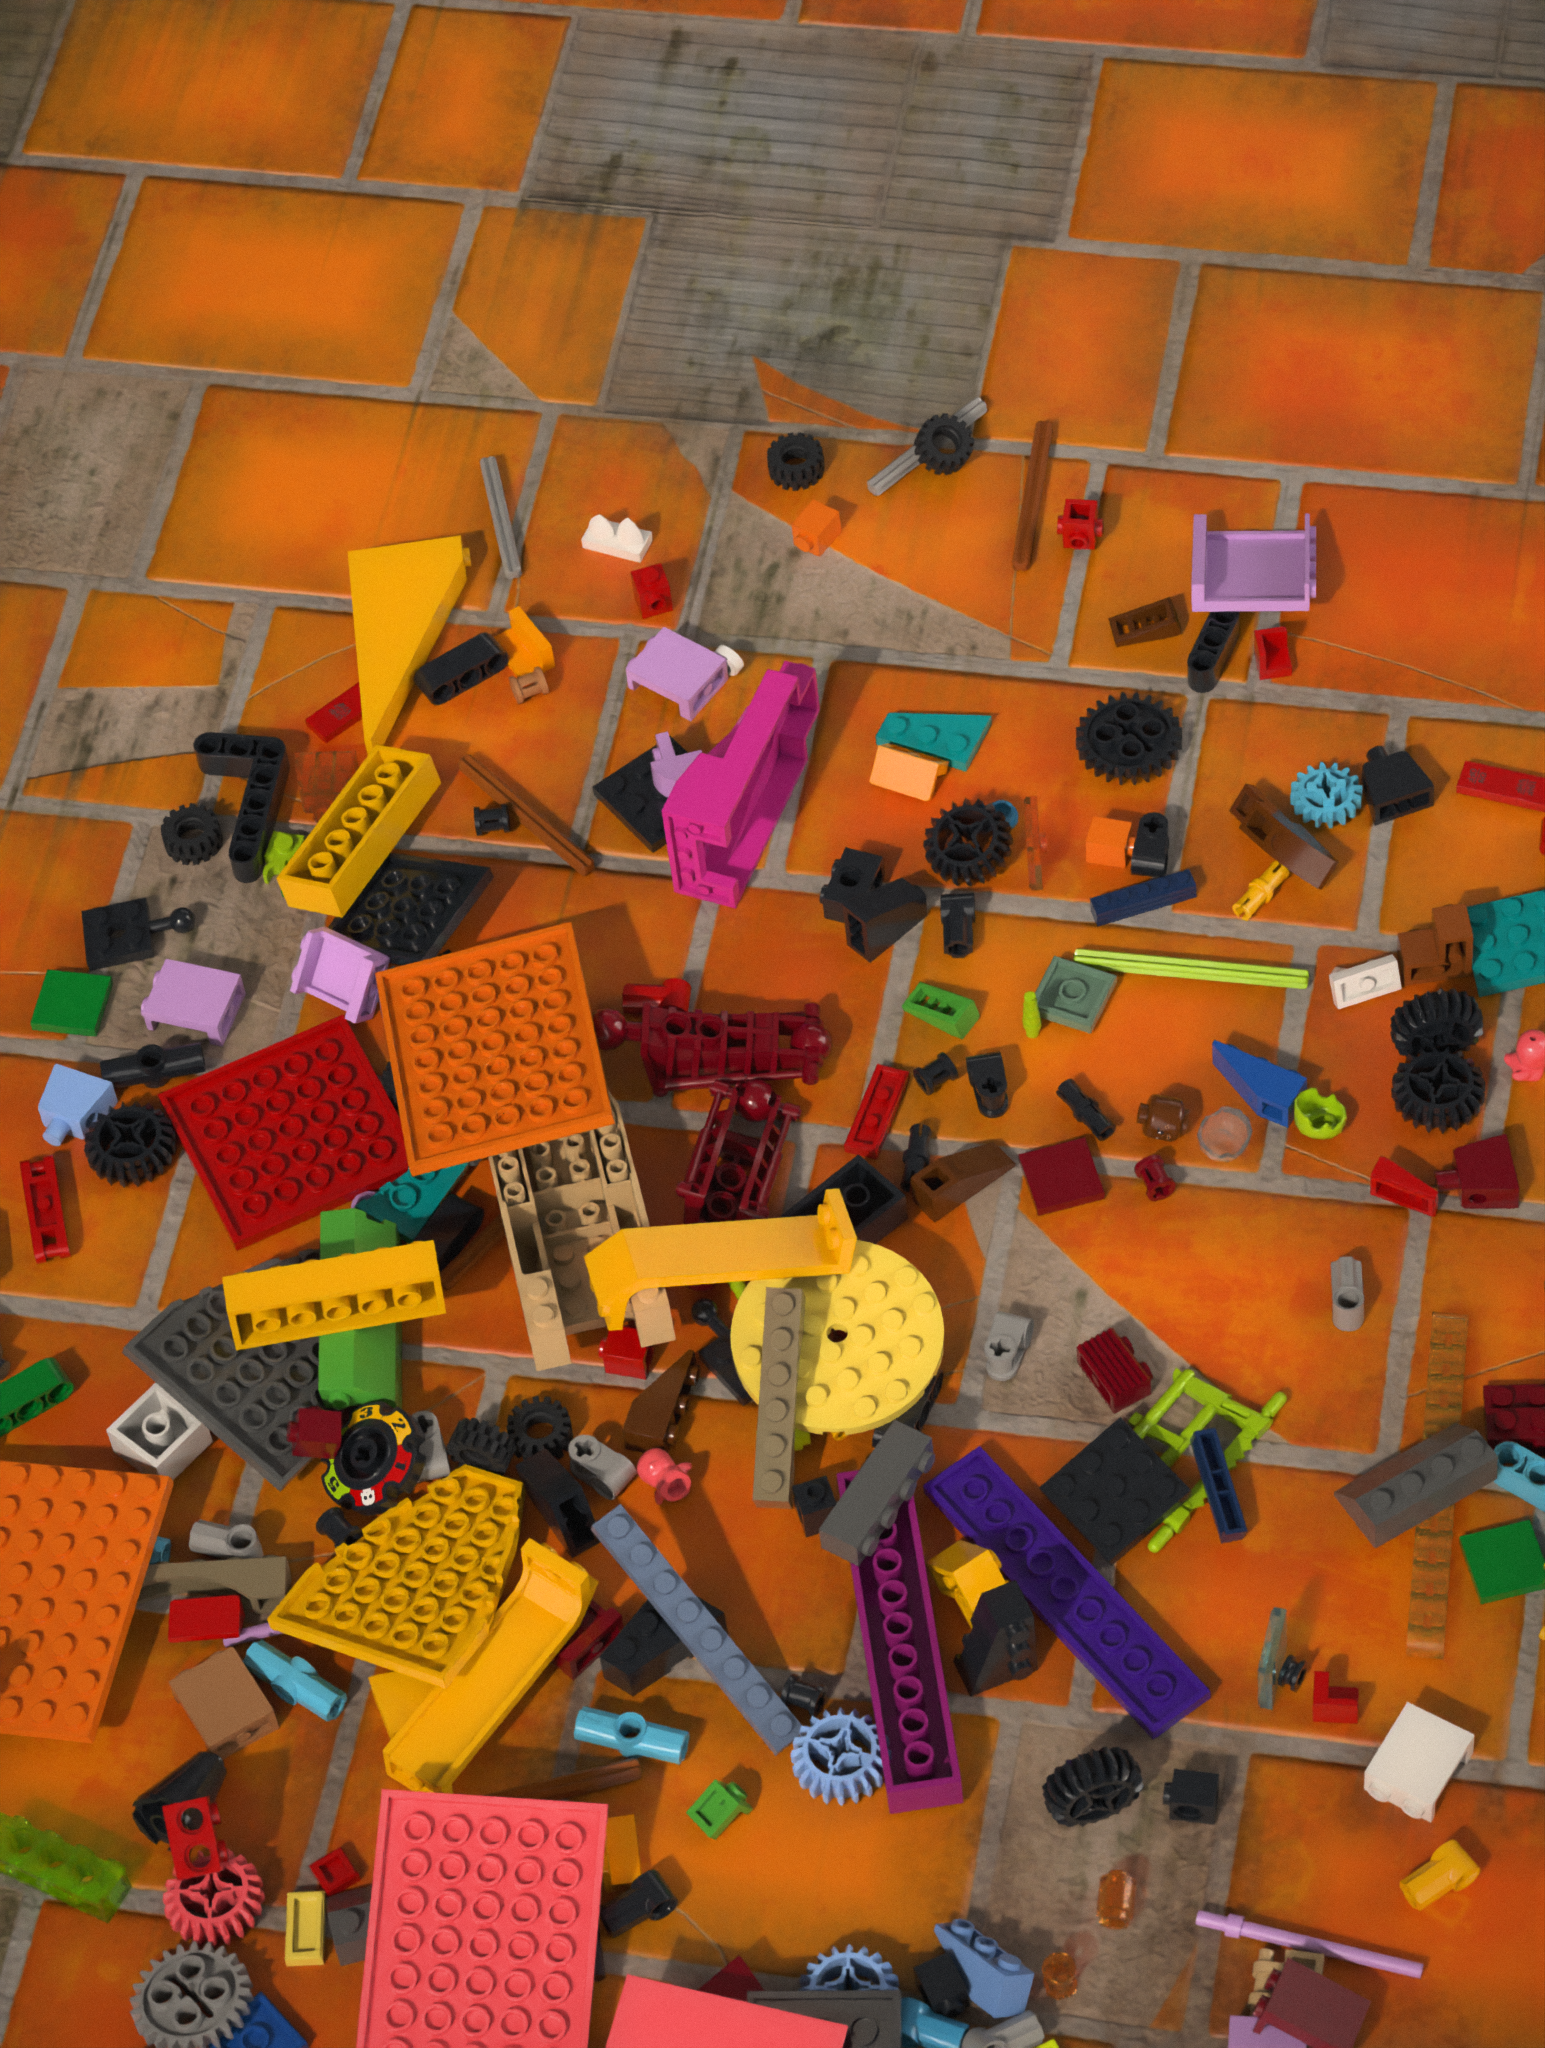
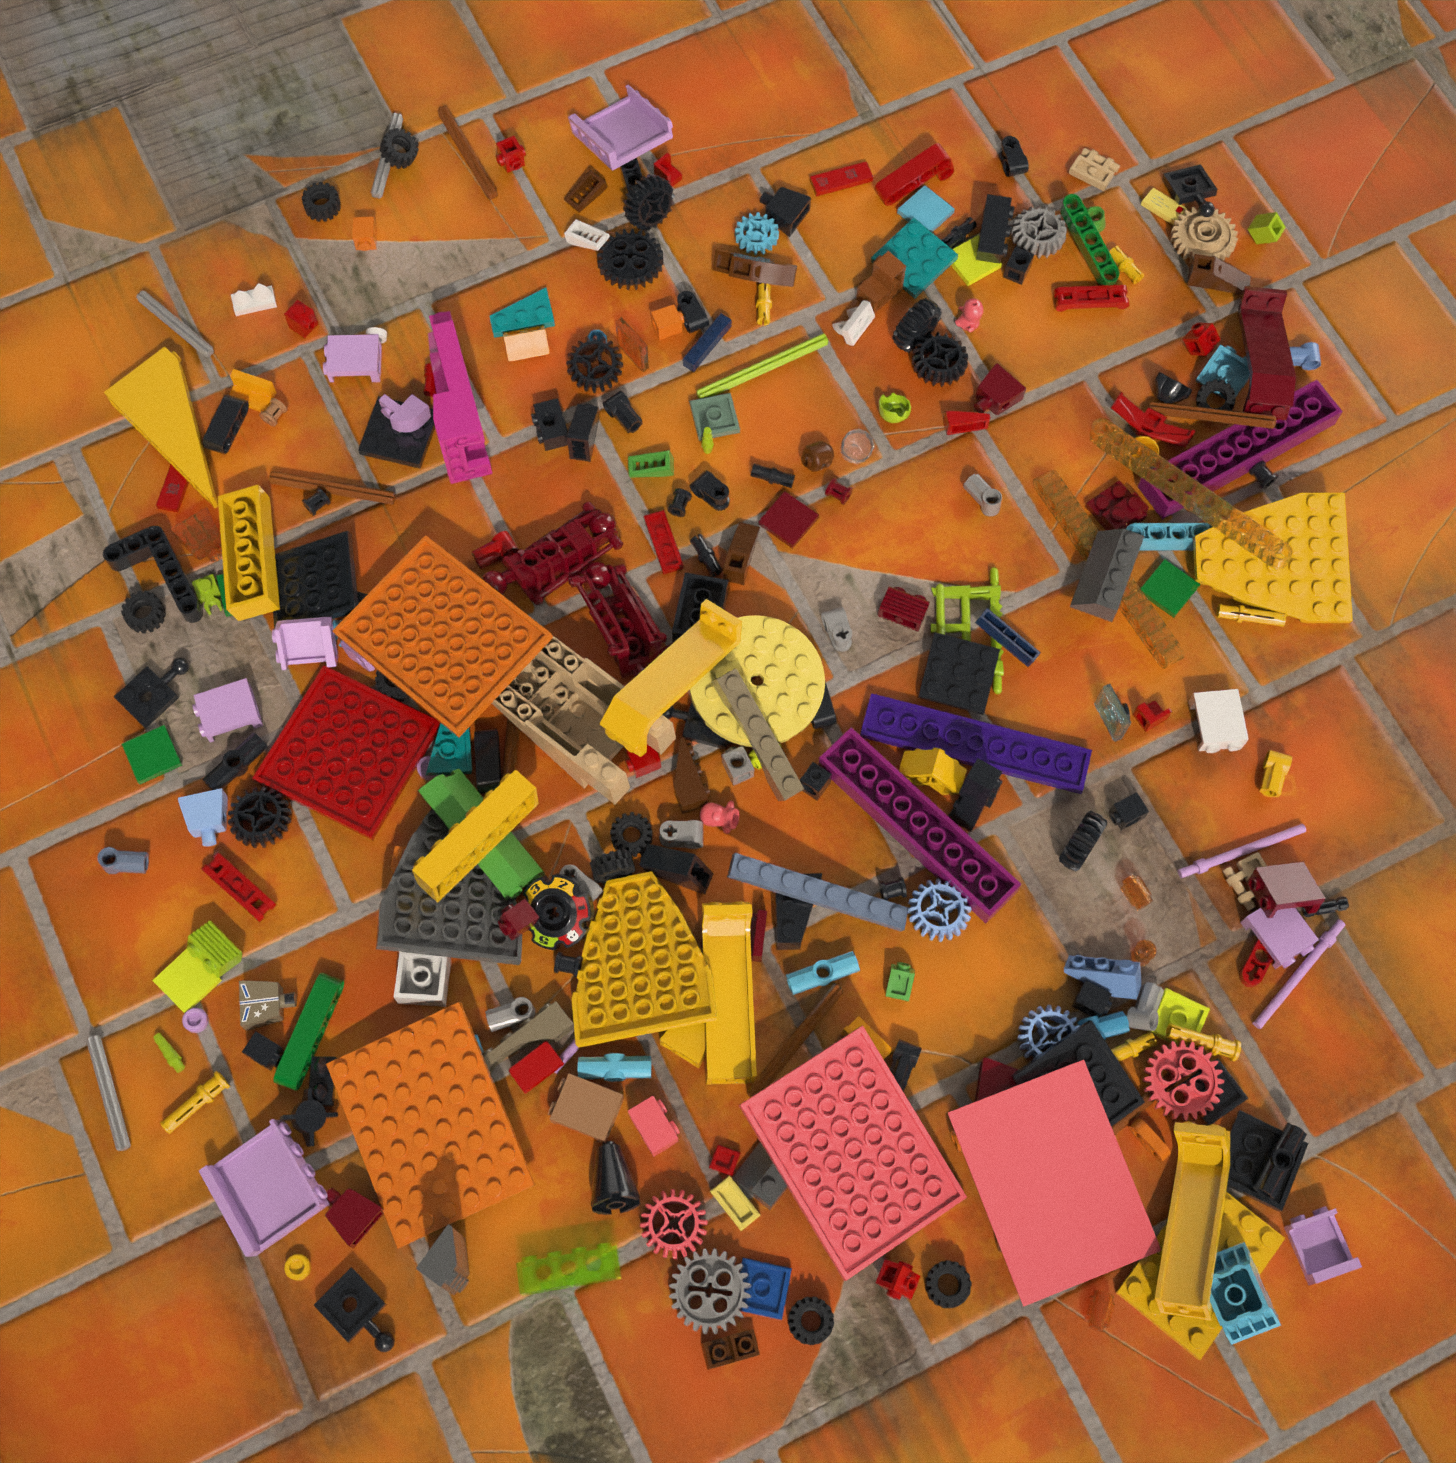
camera: 45 degrees left, 15 degrees up
(183, 1839) = (647, 1206): red brick -> none
(283, 1774) = (653, 1125): none -> coral brick
(740, 1441) = (741, 773): none -> light grey brick
(877, 1493) = (855, 755): dark grey brick -> none
(1092, 677) = (578, 227): none -> white slope
(1198, 686) = (648, 202): none -> black gear
(1260, 1083) = (854, 409): blue slope -> none

